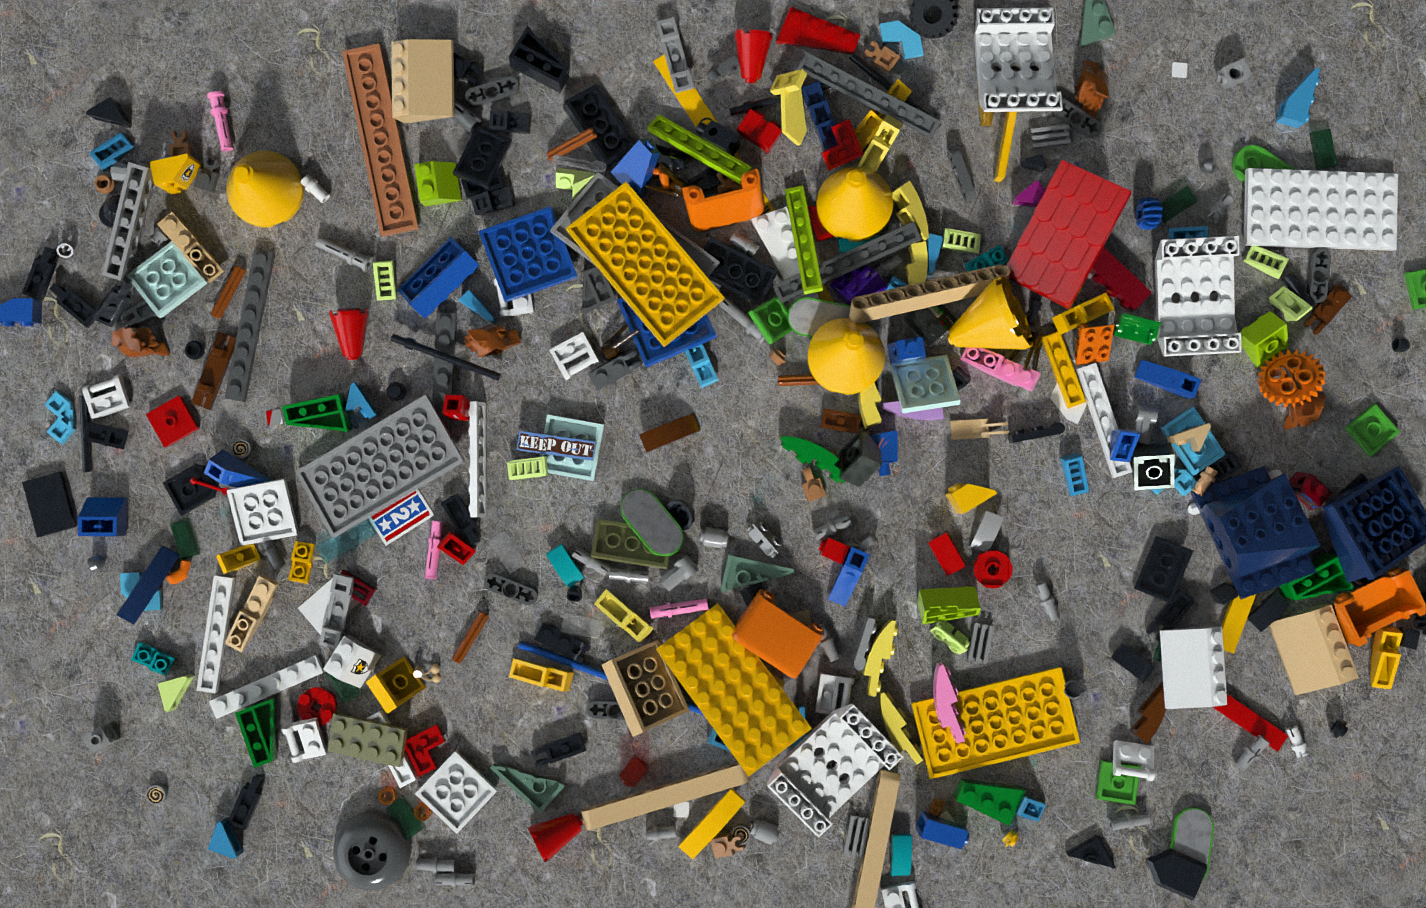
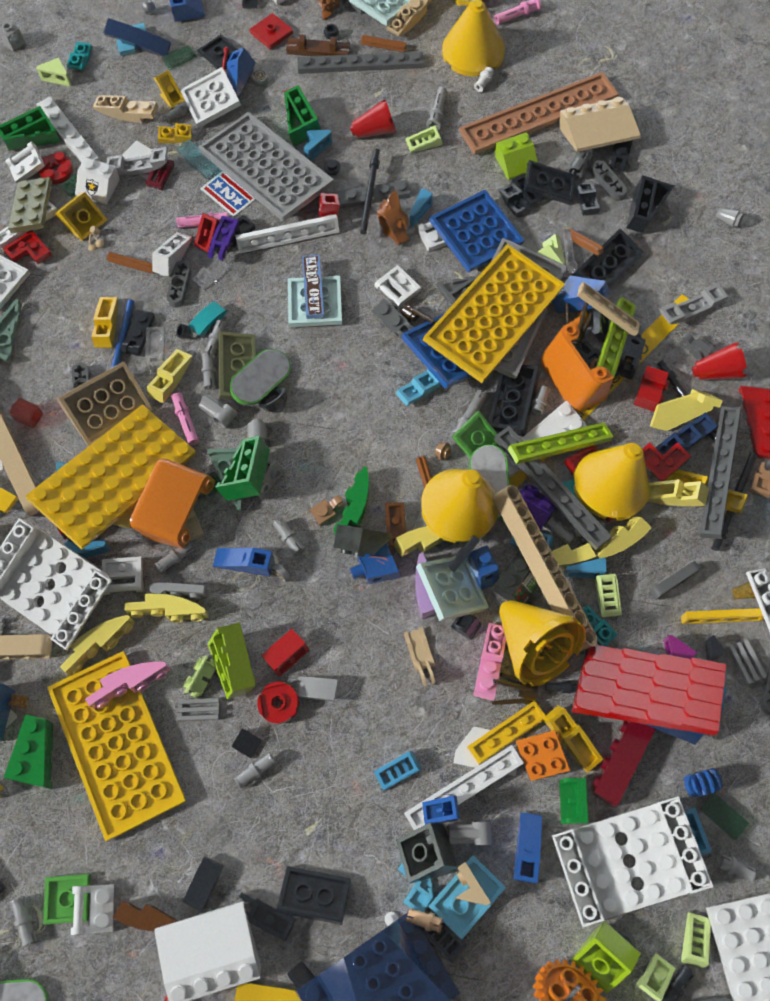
camera: 80 degrees right, 20 degrees down
(179, 575) = (150, 60): orange arm -> none
(215, 634) = (90, 91): white plate -> none
(438, 277) = (435, 174): blue slope -> none
(469, 530) = (223, 237): none -> dark purple hinge
(471, 591) = (170, 253): none -> white slope
(516, 470) = (287, 269): yellowish green slope -> none
(560, 749) = (40, 351): black hinge -> none
(669, 432) = (346, 374): reddish brown slope -> none
(670, 147) = (608, 309): none -> tan tile
(761, 554) = (247, 470): none -> green wedge
(833, 550) = (267, 539): red brick -> none
(899, 361) = (464, 552): none -> black tile
(967, 496) = (347, 655): yellow slope -> none
(1021, 604) = (246, 743): none -> black slope
(1030, 808) = (27, 801): dark azure slope -> none
(1037, 432) = (432, 717): black plate -> none
(1075, 688) = (163, 819): dark grey arm -> none

